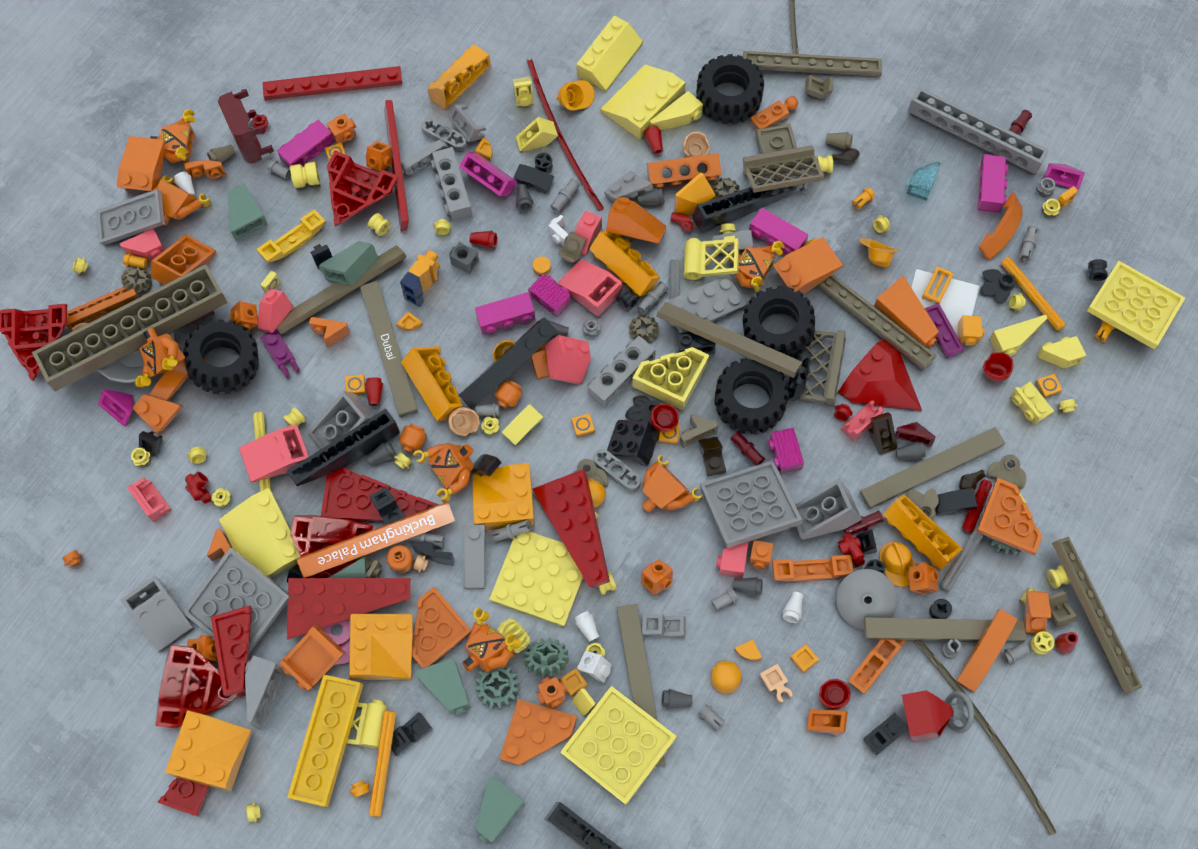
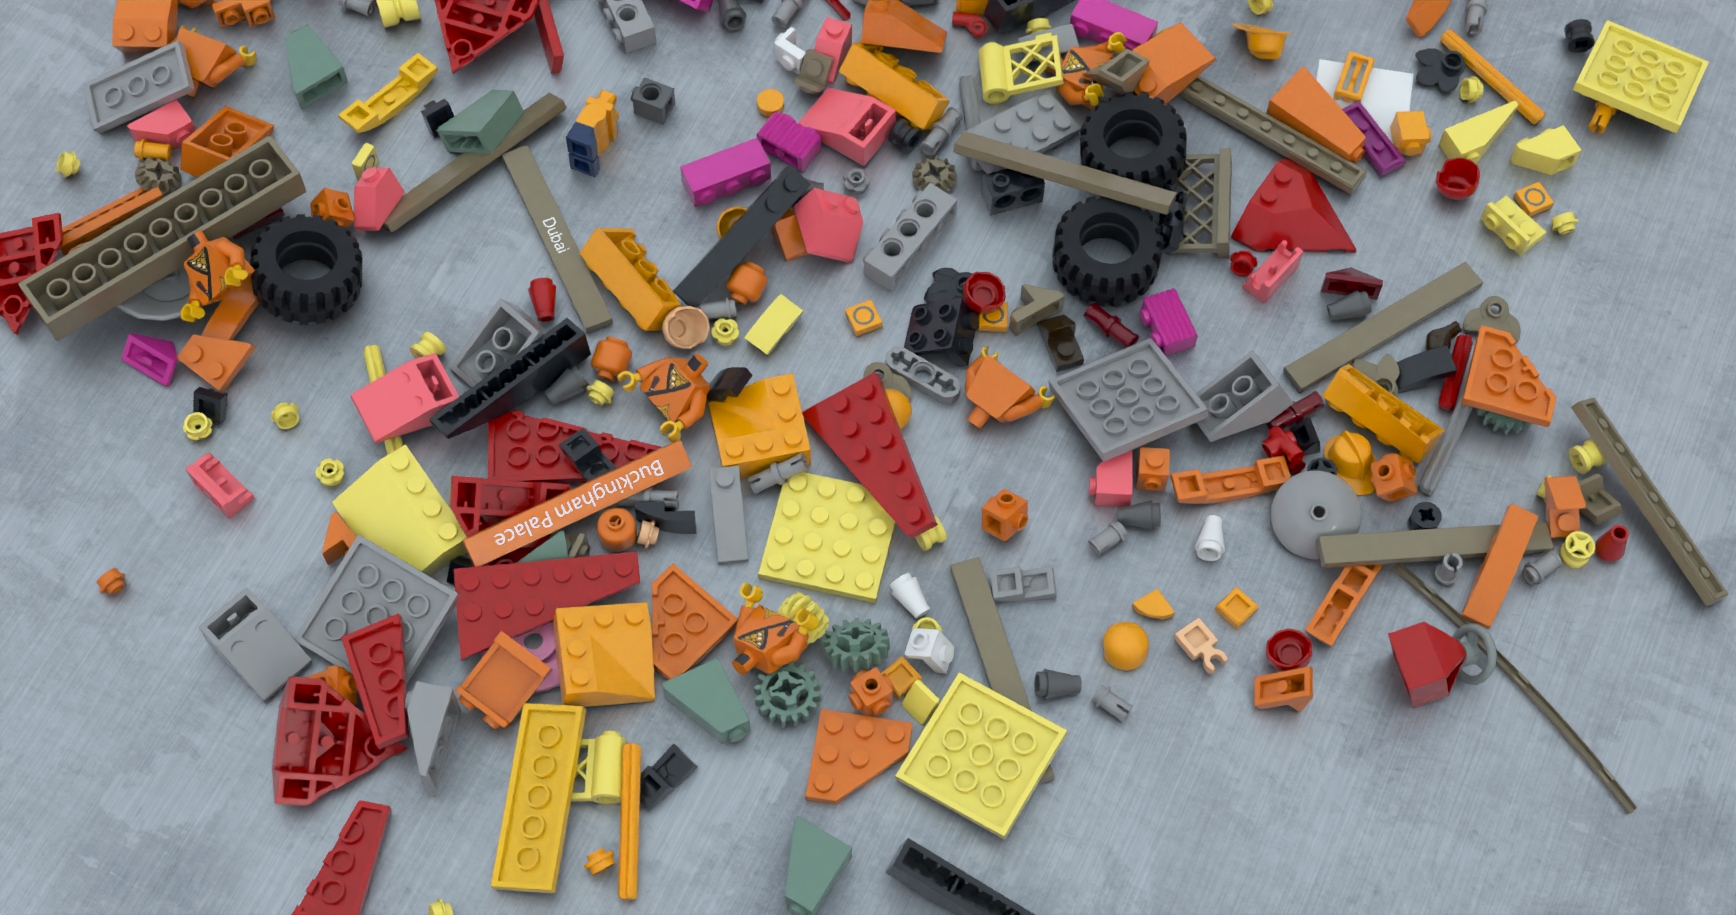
camera: 10 degrees left, 5 degrees down
(184, 182) = (214, 29): white cone -> none
(196, 487) = (290, 459): red plate -> none
(208, 751) = (362, 830): light orange slope -> none
(279, 351) = (391, 258): magenta hinge -> none
(333, 329) = (470, 218): orange slope -> none
(355, 384) = (514, 292): light orange tile -> none
(379, 224) = (519, 66): light yellow wheel -> none
(409, 322) = (582, 199): light orange tile -> none
(442, 227) = (614, 62): light yellow plate -> none
(486, 238) = (679, 72): red cone -> none
(672, 376) = (986, 235): light yellow brick -> none
(777, 269) = (1121, 72): none -> dark tan slope
(883, 433) = (1306, 284): dark brown slope -> none
(885, 733) = (1371, 698): black slope -> none

